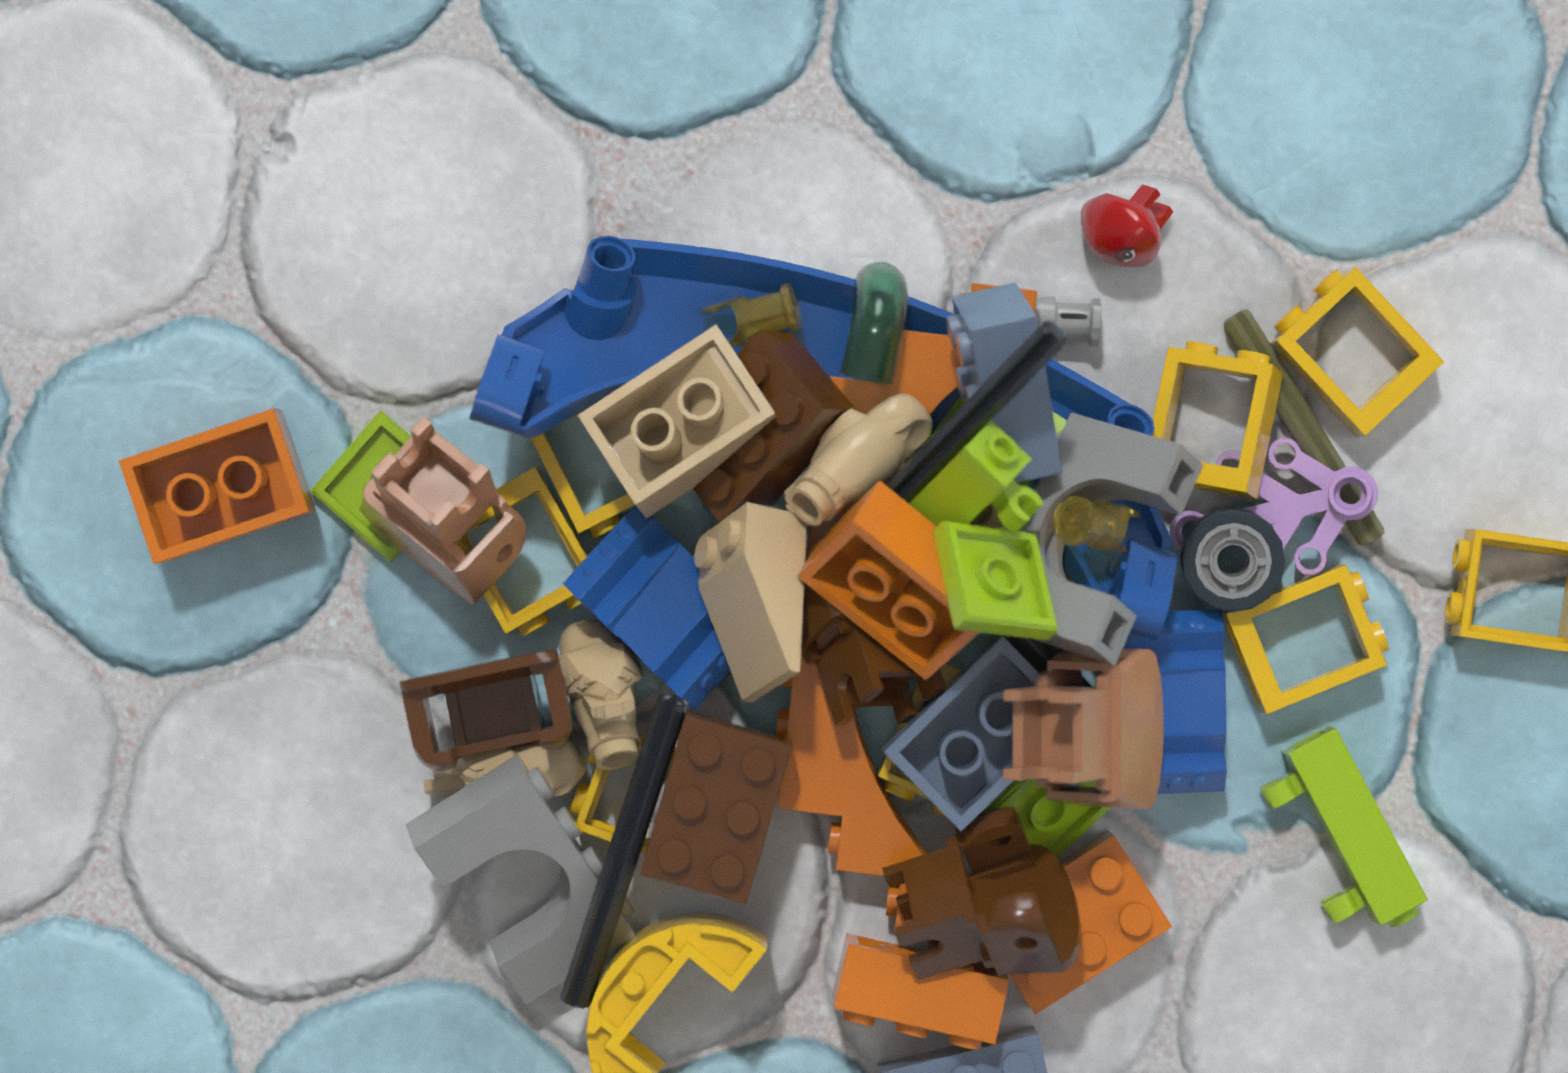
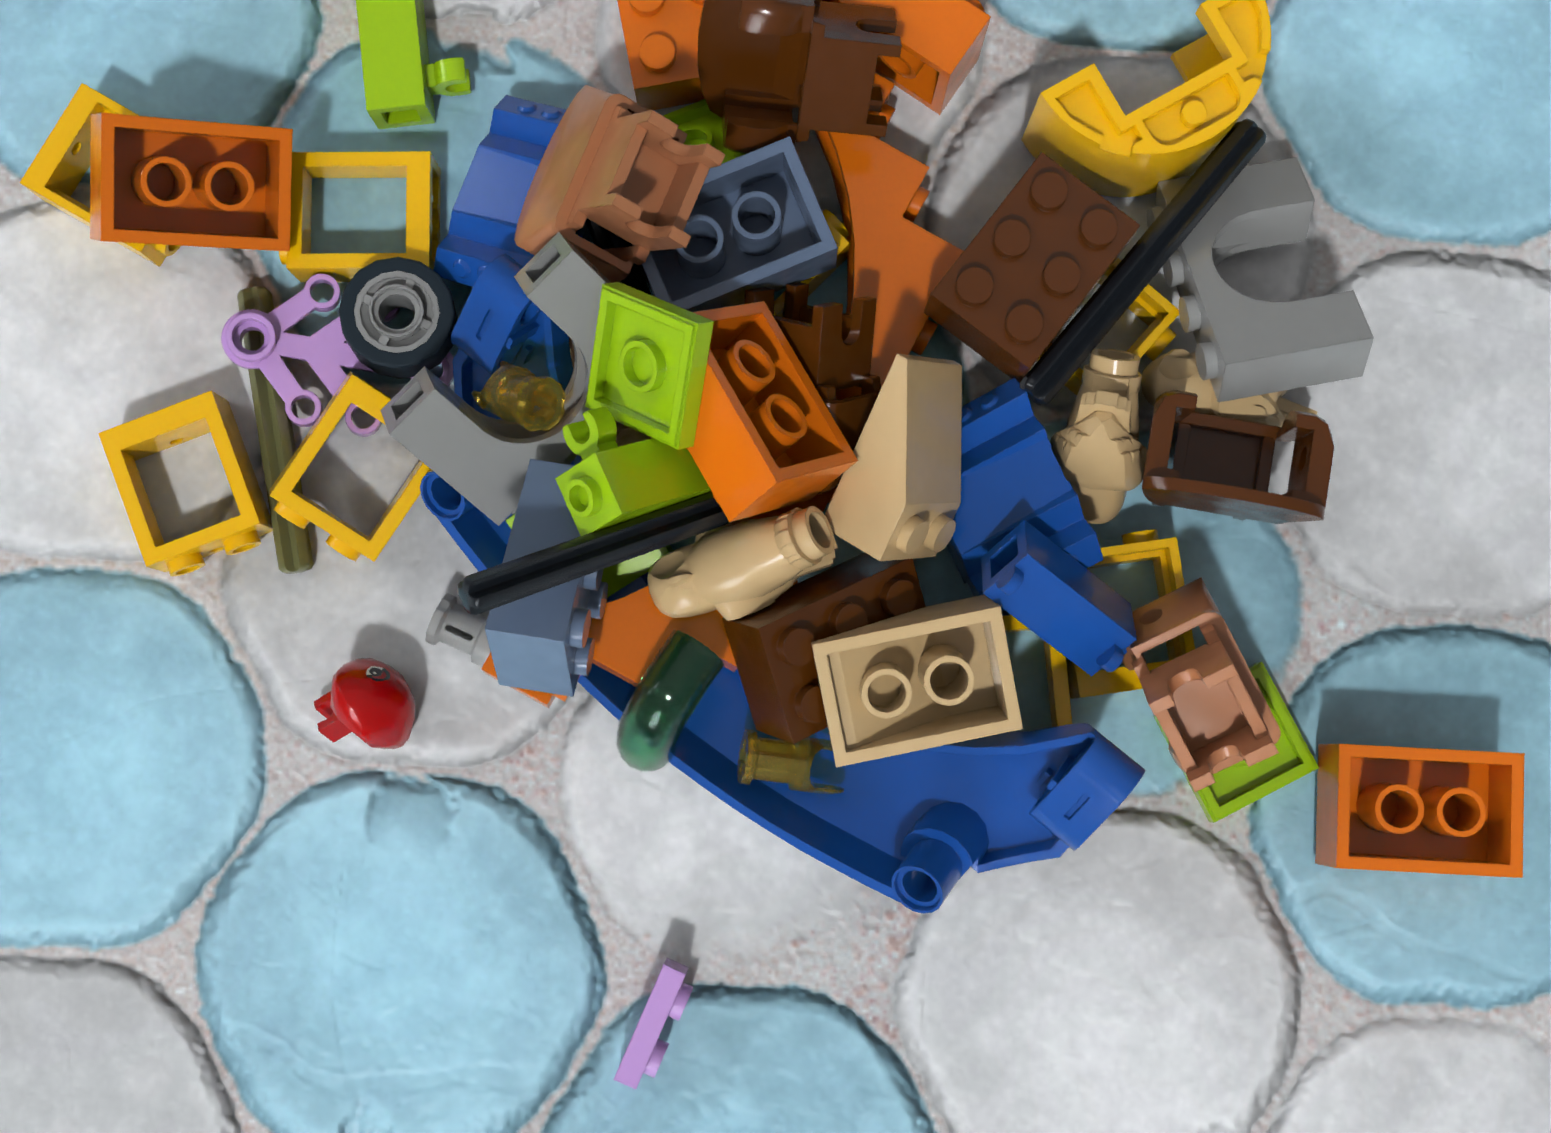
camera: 160 degrees left, 5 degrees down
(587, 534) = (1058, 599): none -> blue brick
(778, 84) = (645, 1049): none -> lavender plate
(1449, 598) = (190, 183): none -> orange brick

